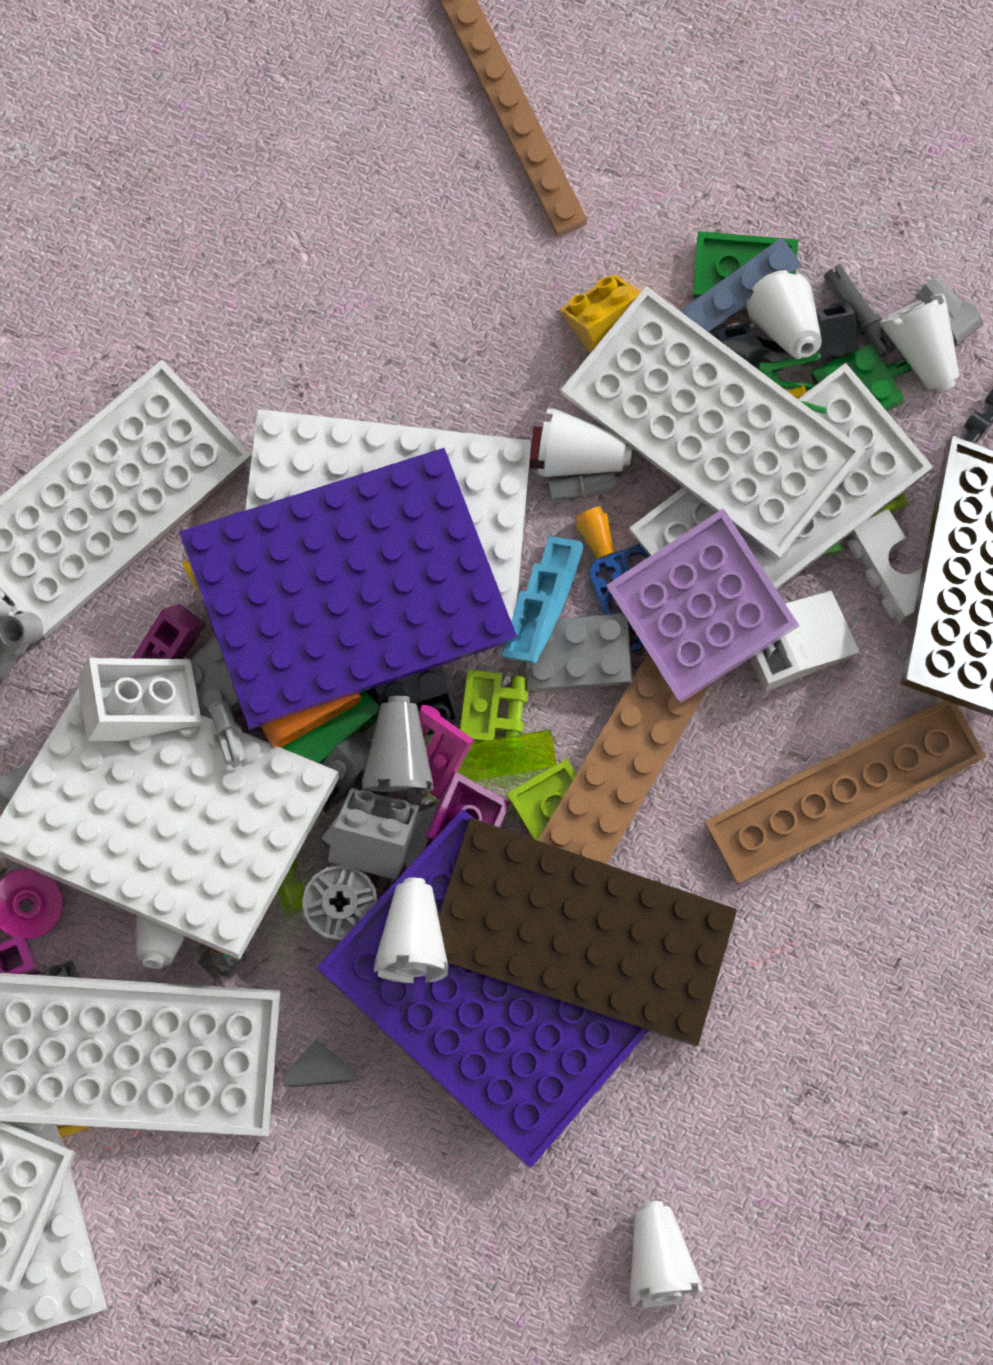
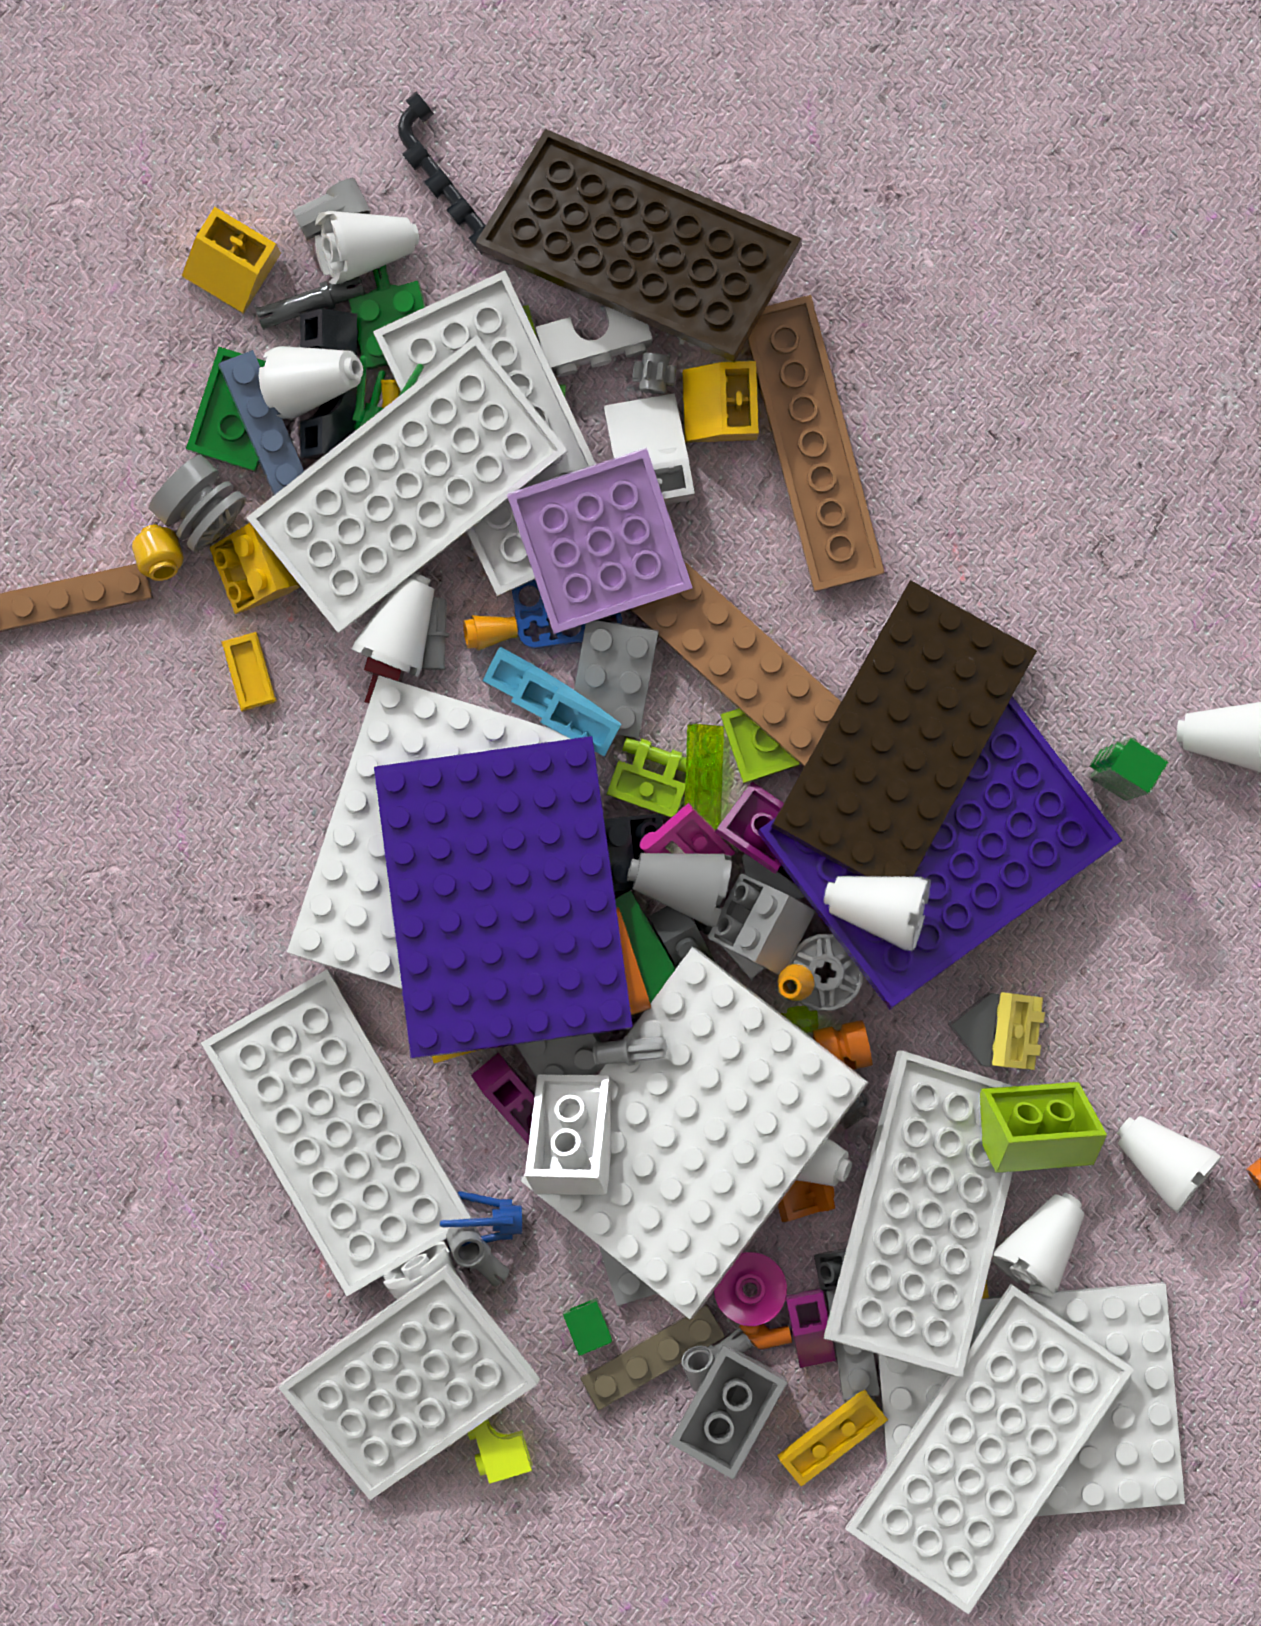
camera: 80 degrees left, 10 degrees up
(50, 666) = (505, 1219): none -> blue plant
(120, 935) = (806, 1199): none -> orange bracket
(121, 1177) = (1042, 1245): none -> white cone
(226, 1284) = (1167, 1159): none -> white cone
(233, 1147) = (1039, 1127): none -> lime slope
(275, 943) = (847, 1044): none -> orange wheel
(321, 871) = (803, 979): none -> light orange cone
(323, 1107) = (1017, 1031): none -> light yellow plate
(509, 331) = (249, 671): none -> yellow tile
(598, 226) = (157, 552): none -> yellow head
(601, 1150) = (1127, 769): none -> green brick
(650, 248) = (190, 497): none -> light grey wheel
(862, 696) = (721, 402): none -> yellow slope
(873, 628) = (654, 373): none -> light grey gear
(879, 231) = (230, 260): none -> yellow slope

